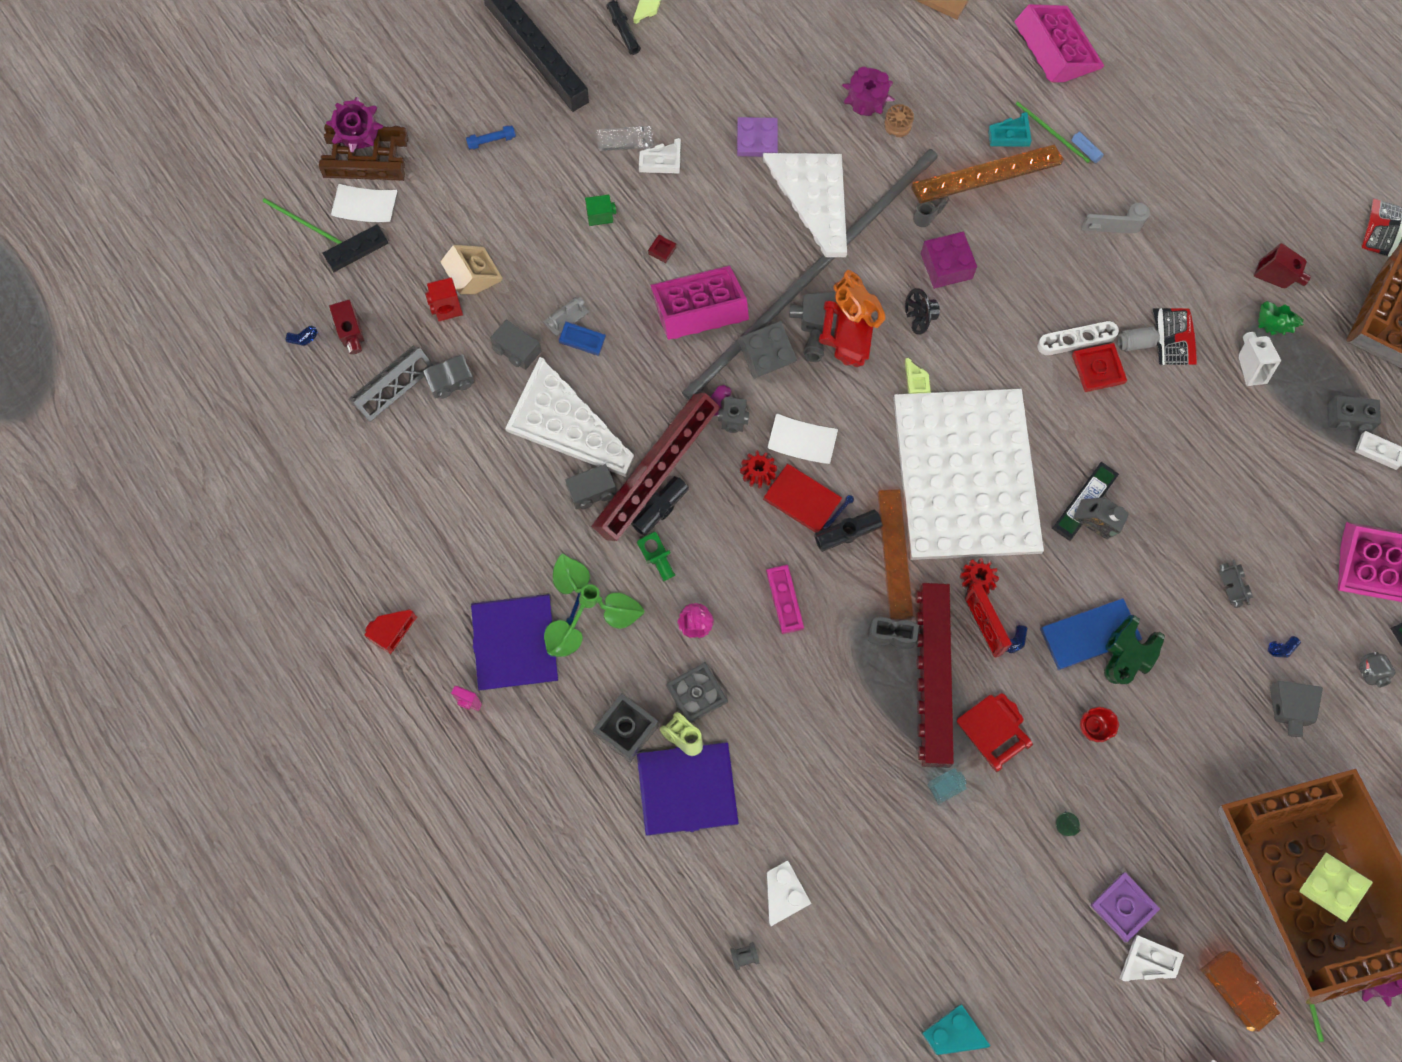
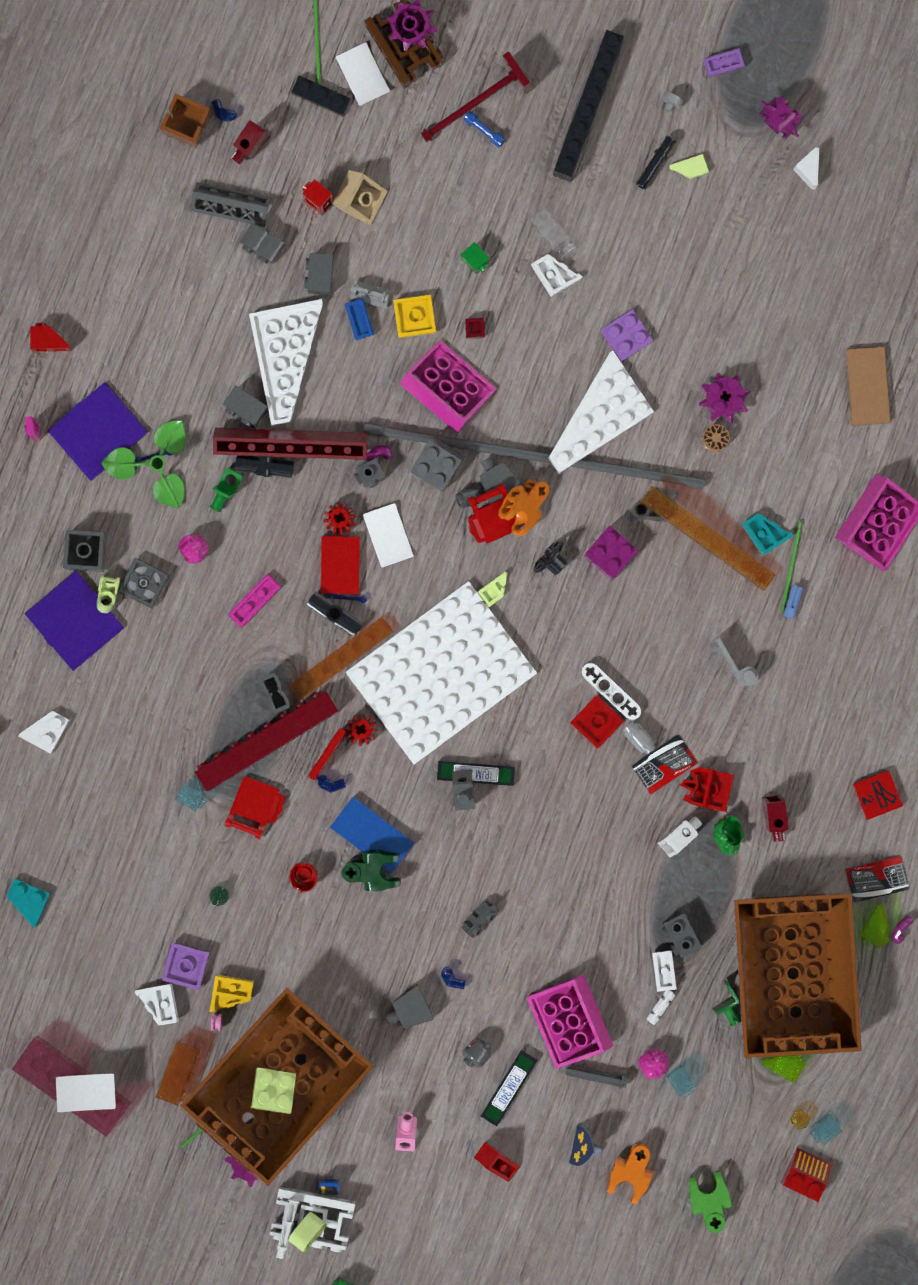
camera: 60 degrees right, 15 degrees up
(284, 368) = (187, 120): none -> dark orange piece
(462, 78) = (514, 74): none -> dark red tile
(614, 291) = (414, 316): none -> yellow plate
(1178, 877) = (230, 991): none -> yellow wing
(1204, 913) = (216, 1022): none -> bright pink bush
(1223, 309) = (709, 789): none -> red plate
(1306, 183) = (877, 795): none -> red tile

